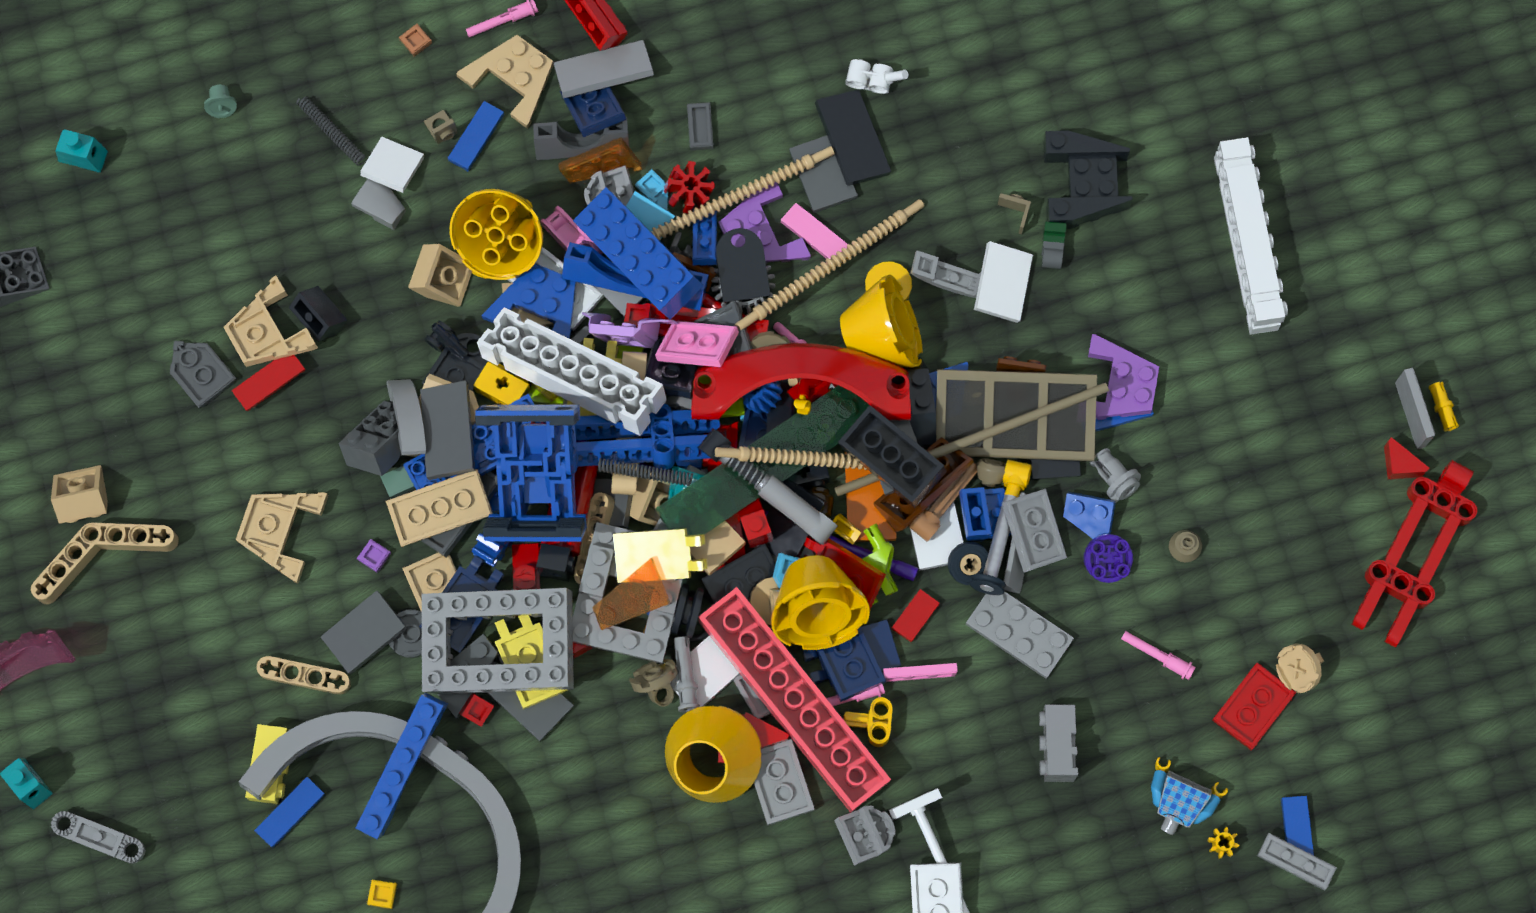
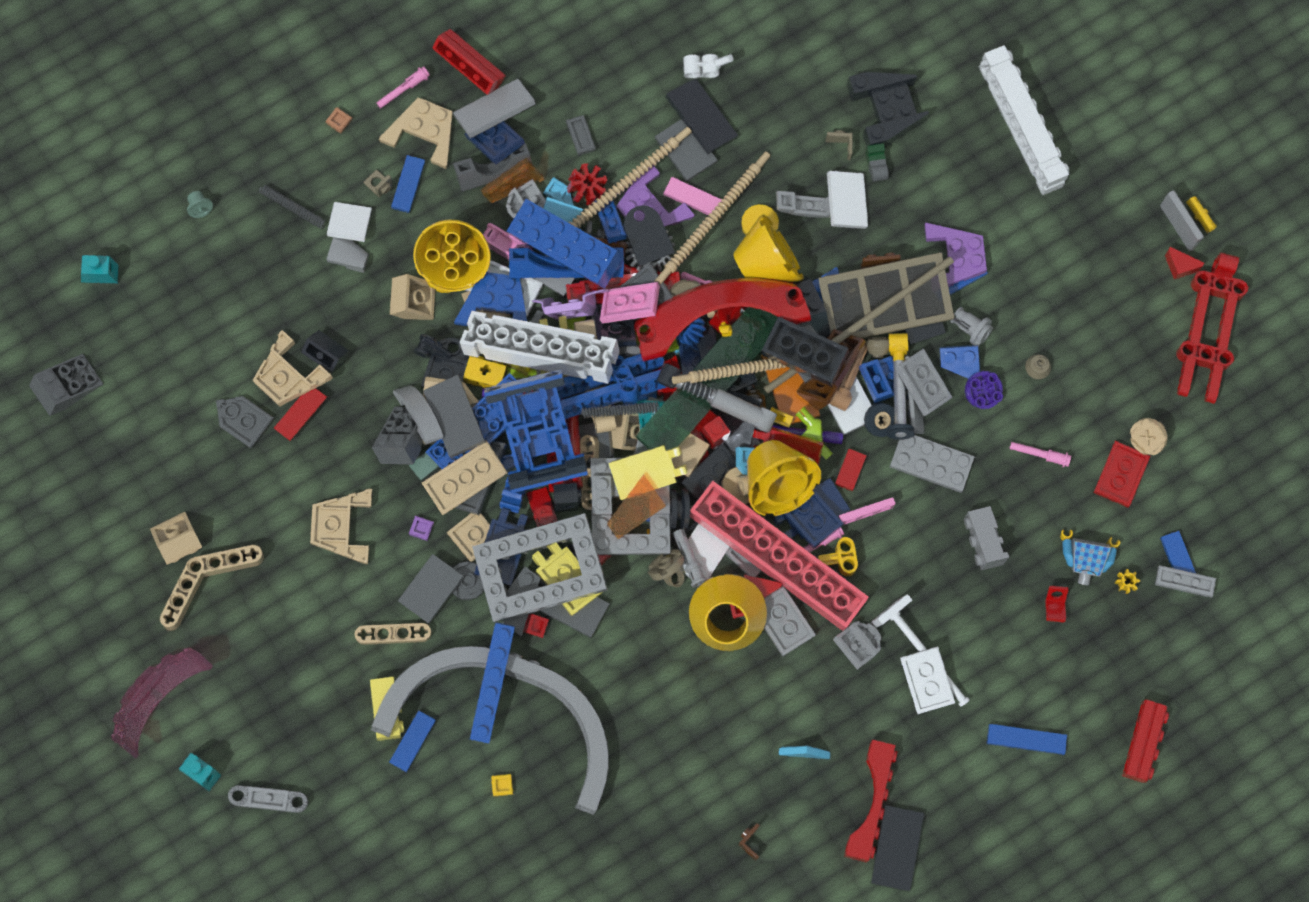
camera: 25 degrees left, 0 degrees up
(1124, 849) = (1056, 605): none -> red bracket

